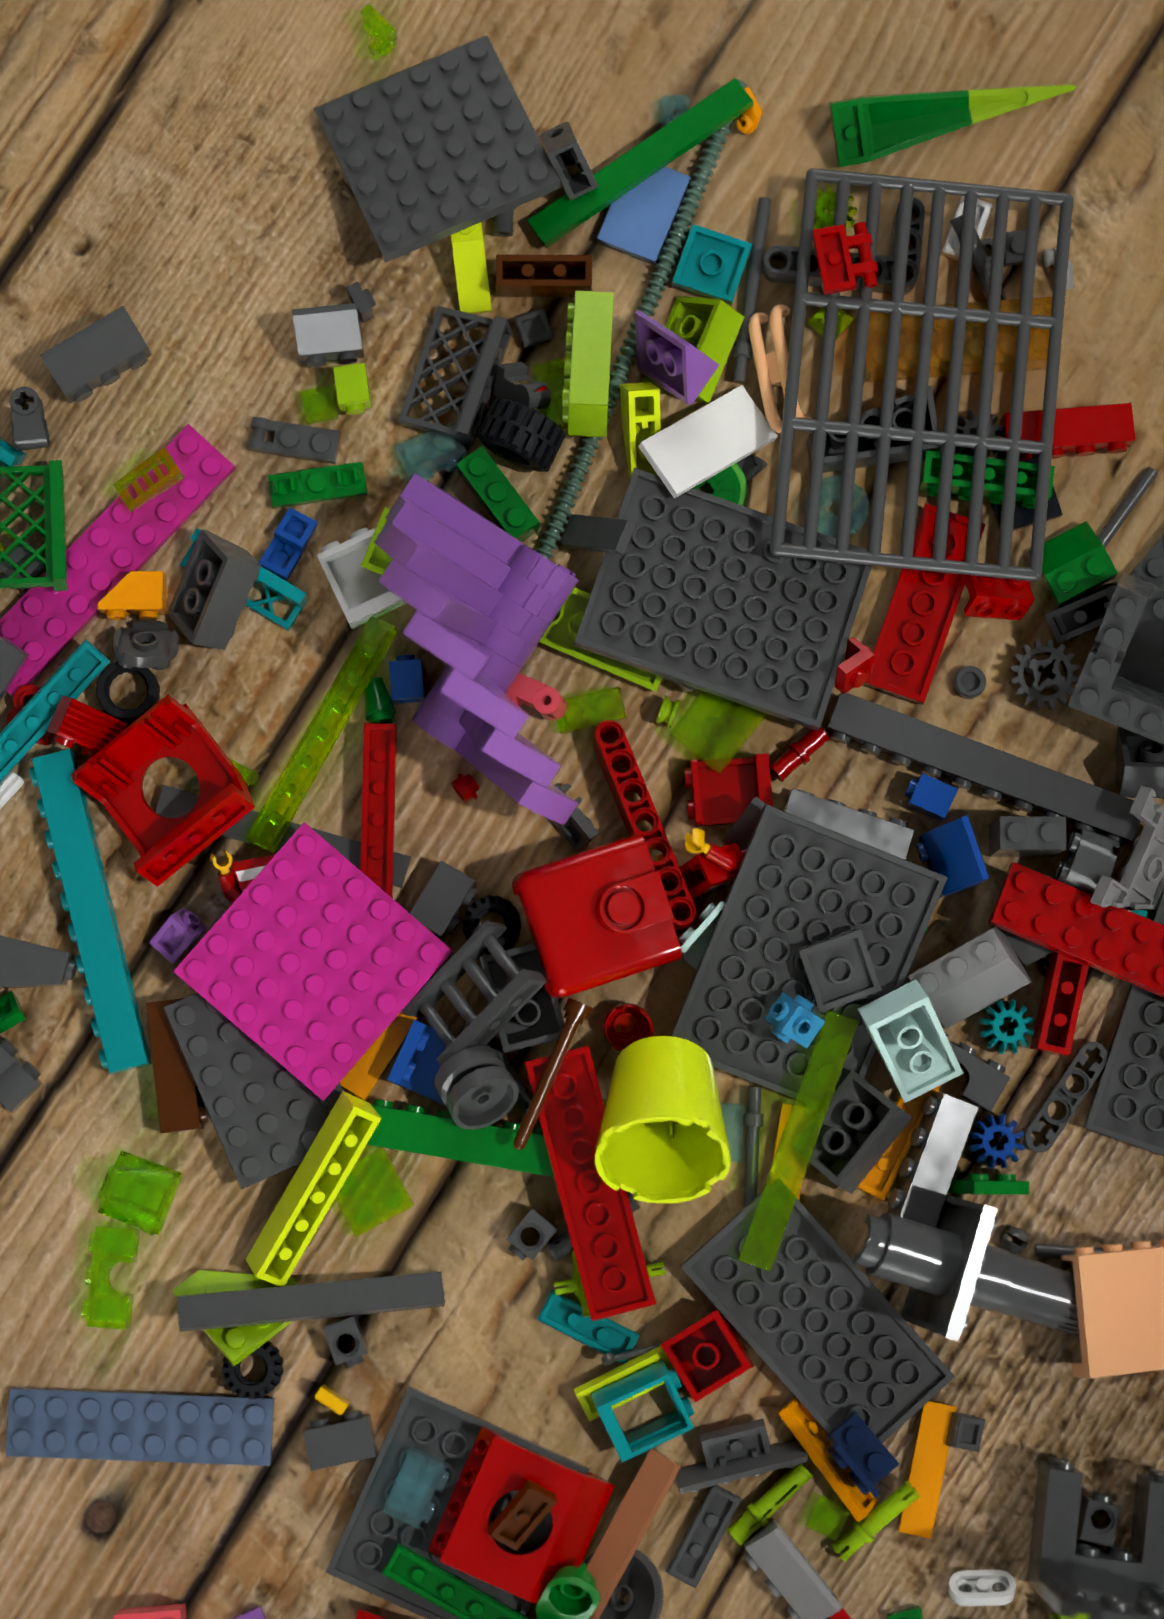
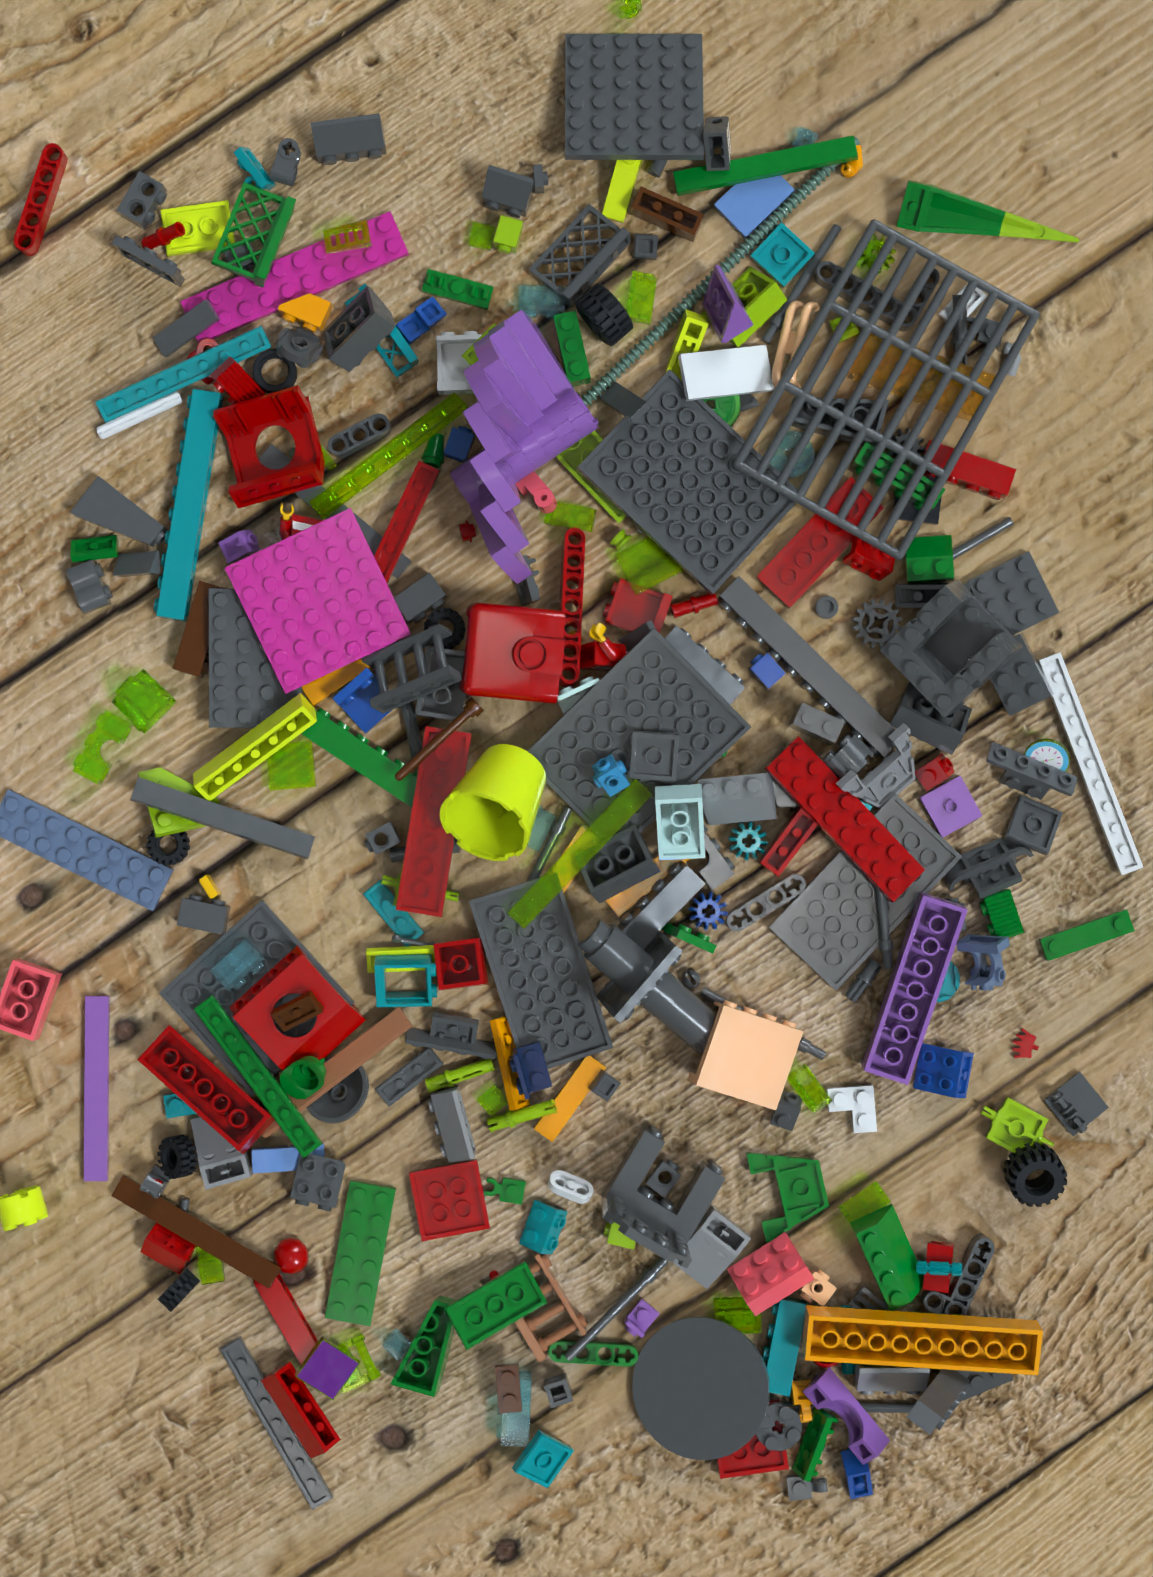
camera: 25 degrees right, 5 degrees up
(55, 1017) = (137, 564): none -> dark grey slope
(276, 709) = (366, 426): none -> dark grey beam
(294, 441) = (455, 253): dark grey plate -> none
(351, 1326) = (229, 844): dark grey brick -> none
(476, 1087) = (387, 728): dark grey wheel -> none
(516, 385) = (617, 282): dark grey leg -> none
(588, 363) = (669, 286): lime brick -> none
(626, 1025) = (503, 731): red hair -> none
(835, 261) = (861, 289): red plate -> none
(856, 667) = (755, 565): red bracket -> none
(953, 853) = (762, 715): blue slope -> none

